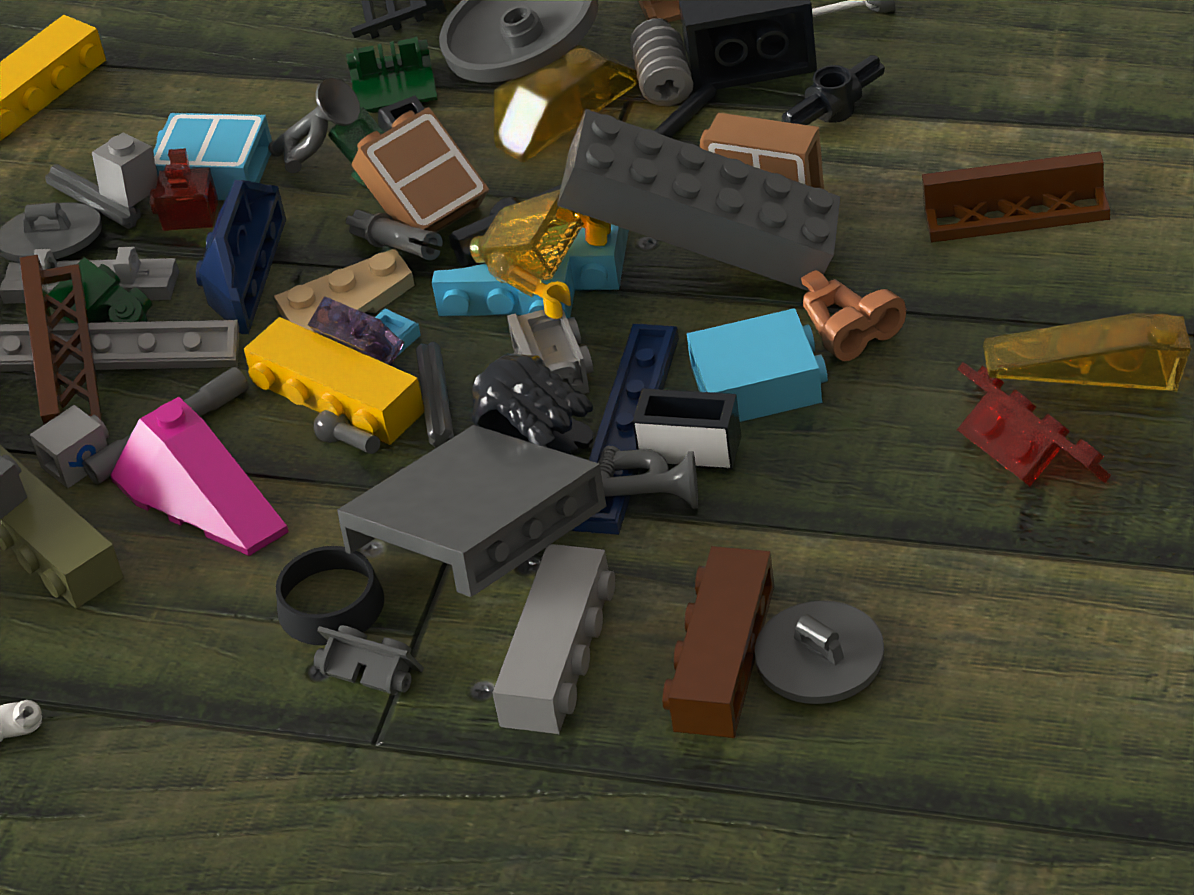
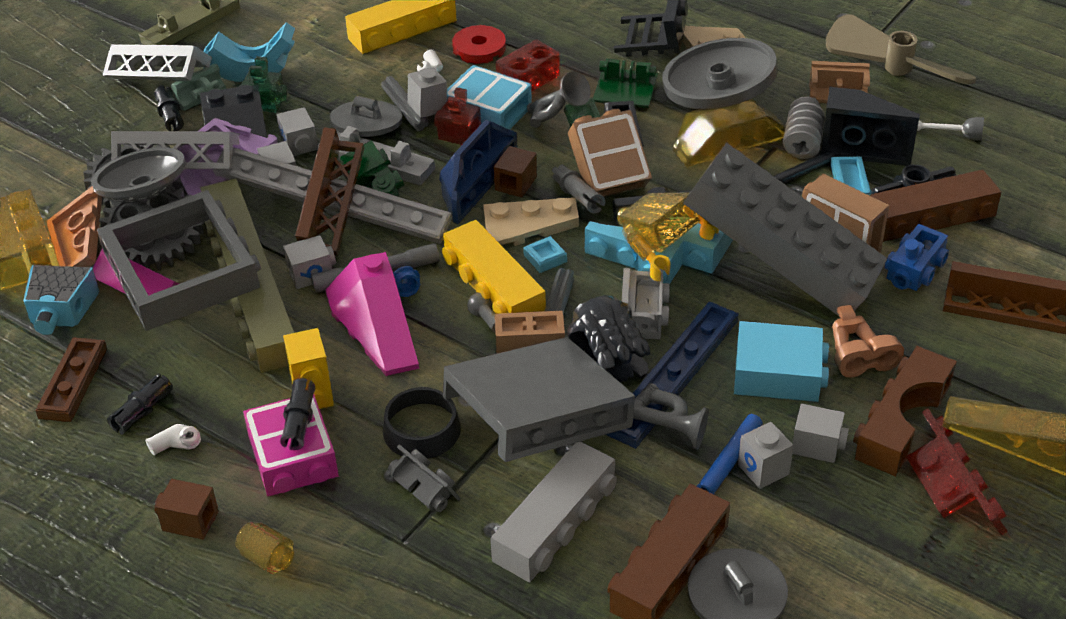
camera: 15 degrees right, 0 degrees up
(72, 800) = (186, 508): none -> reddish brown brick
(102, 127) = (431, 61): none -> white arm
(139, 80) = (479, 44): none -> red tile
(151, 577) = (309, 361): none -> yellow brick
(170, 632) = (298, 414): none -> black pin
(170, 676) = (286, 468): none -> dark pink brick
(203, 808) = (265, 547): none -> clear yellow brick
(222, 424) = (410, 284): none -> blue plate
(249, 86) = (532, 63): none -> clear red brick
(297, 239) = (515, 171): none -> reddish brown brick
(355, 330) = (520, 246): clear purple piece -> none
(415, 433) = (527, 329): none -> medium nougat hinge
(689, 421) = (713, 386): brick -> none
(743, 99) = (850, 172): none -> medium azure tile
(743, 496) = (728, 456): none -> blue piece
(787, 484) = (765, 455): none -> light grey brick
(841, 437) = (819, 433): none -> light grey brick
(875, 185) = (916, 258): none -> blue brick
(877, 107) = (940, 203): none -> reddish brown brick
(926, 411) = (887, 435): none -> reddish brown arch

